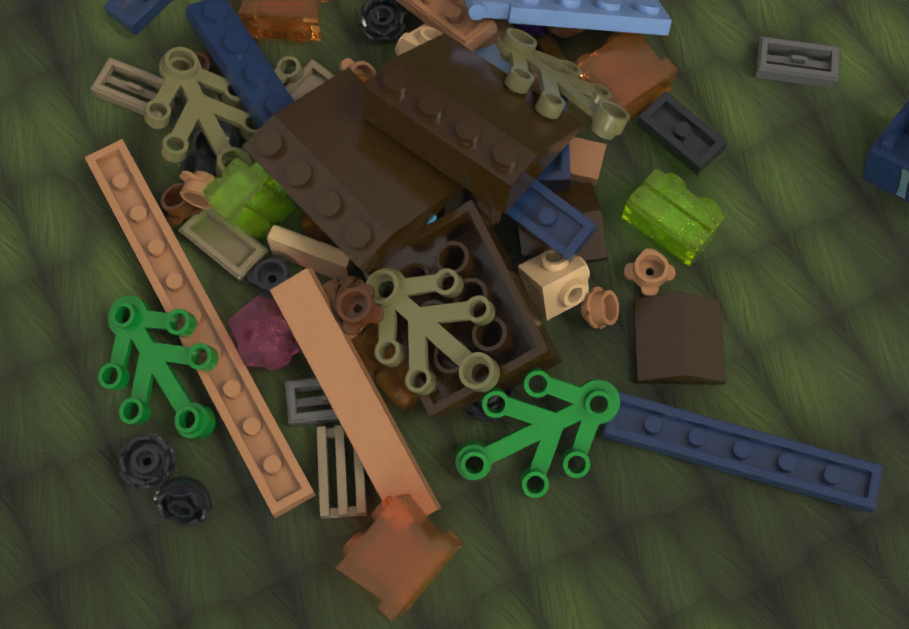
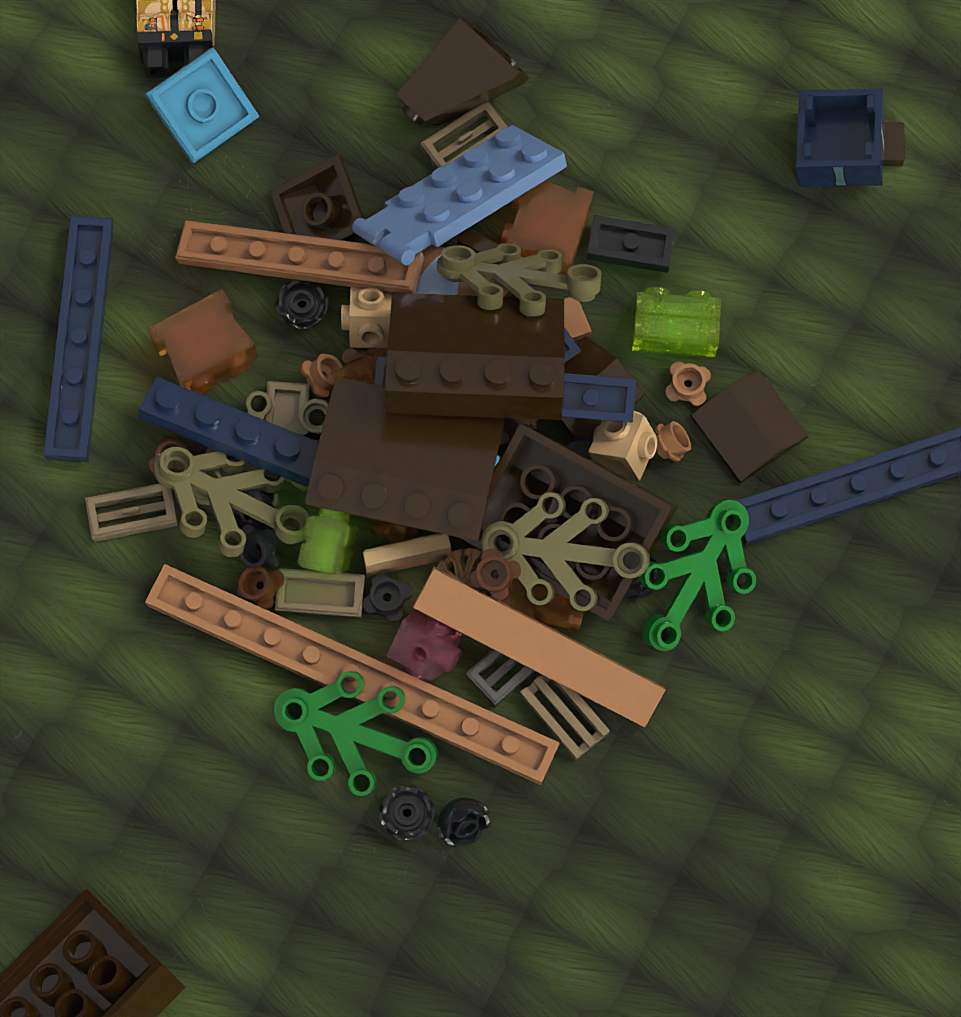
camera: 40 degrees left, 5 degrees up
(193, 188) = (281, 562): medium nougat plate -> none
(398, 554) = (663, 743): clear orange hips -> none
(797, 67) = (658, 139): dark grey tile -> none

